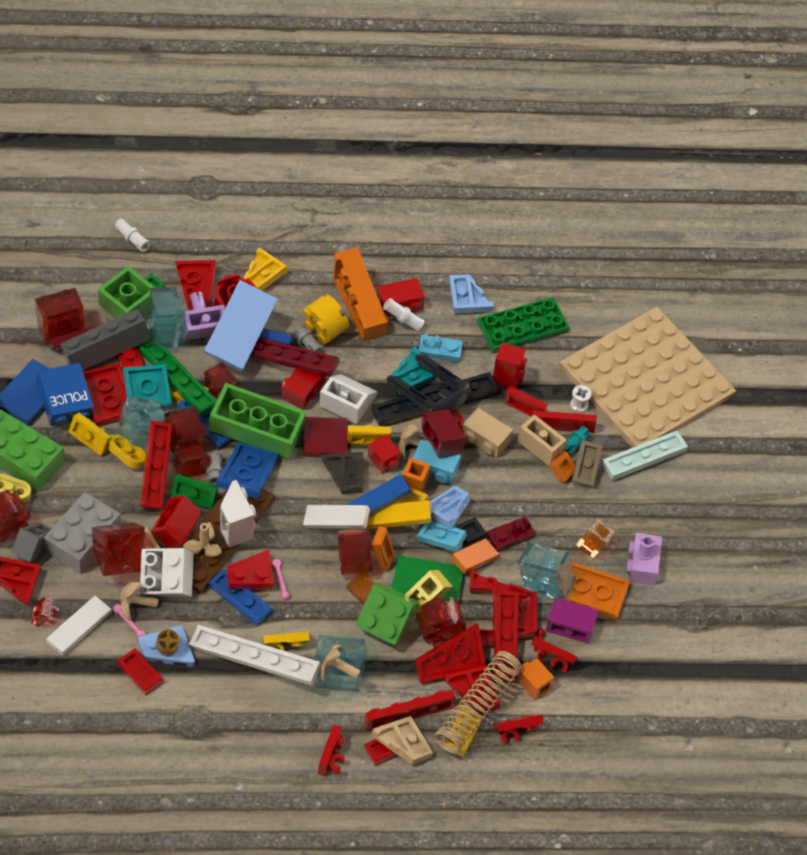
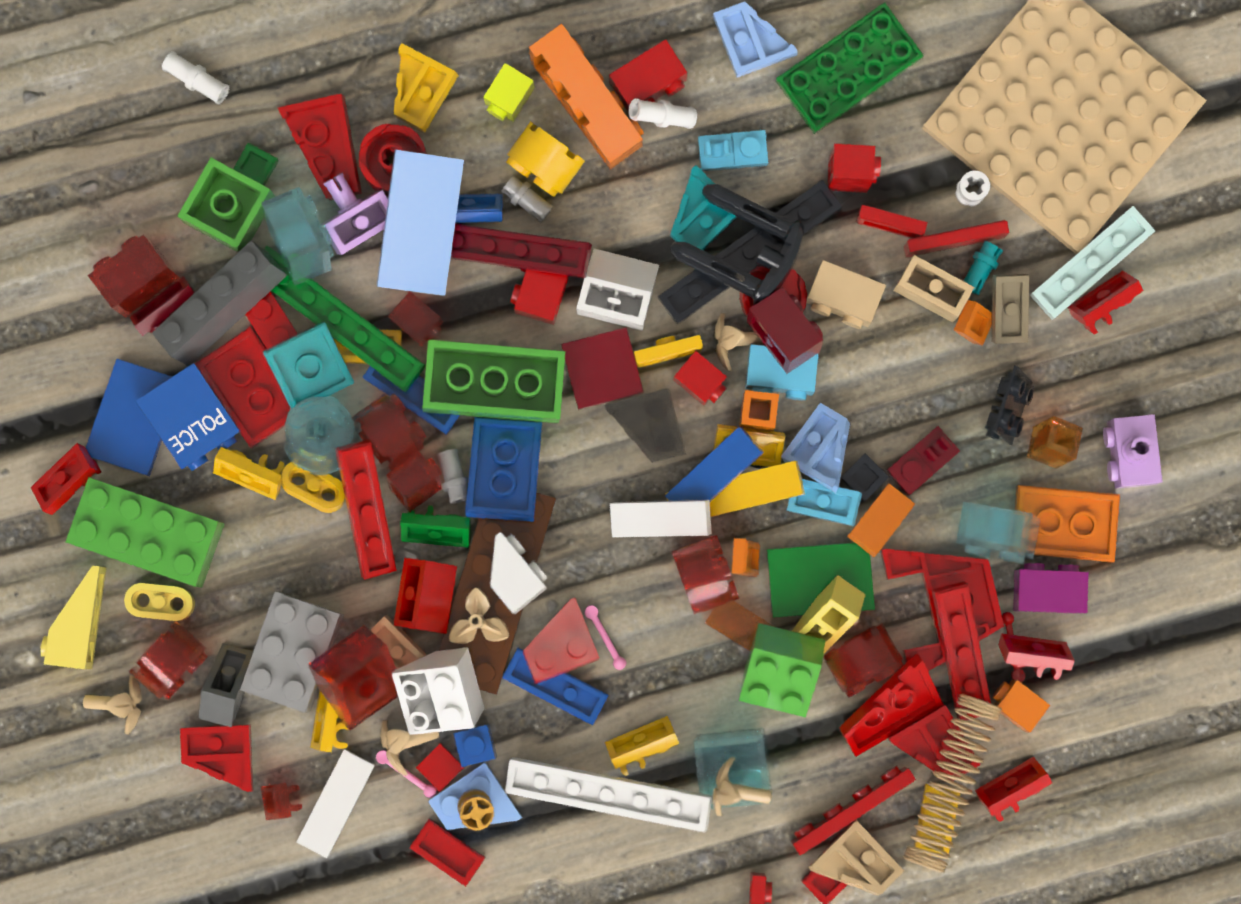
camera: 10 degrees left, 30 degrees up
(88, 580) = (326, 727): none -> yellow plate
(152, 621) = (440, 767): none -> red tile
(179, 611) = (475, 745): none -> blue brick
(314, 284) = (508, 93): none -> neon yellow brick
(573, 512) = (1017, 393): none -> black hinge
(639, 478) = (1108, 296): none -> red plate

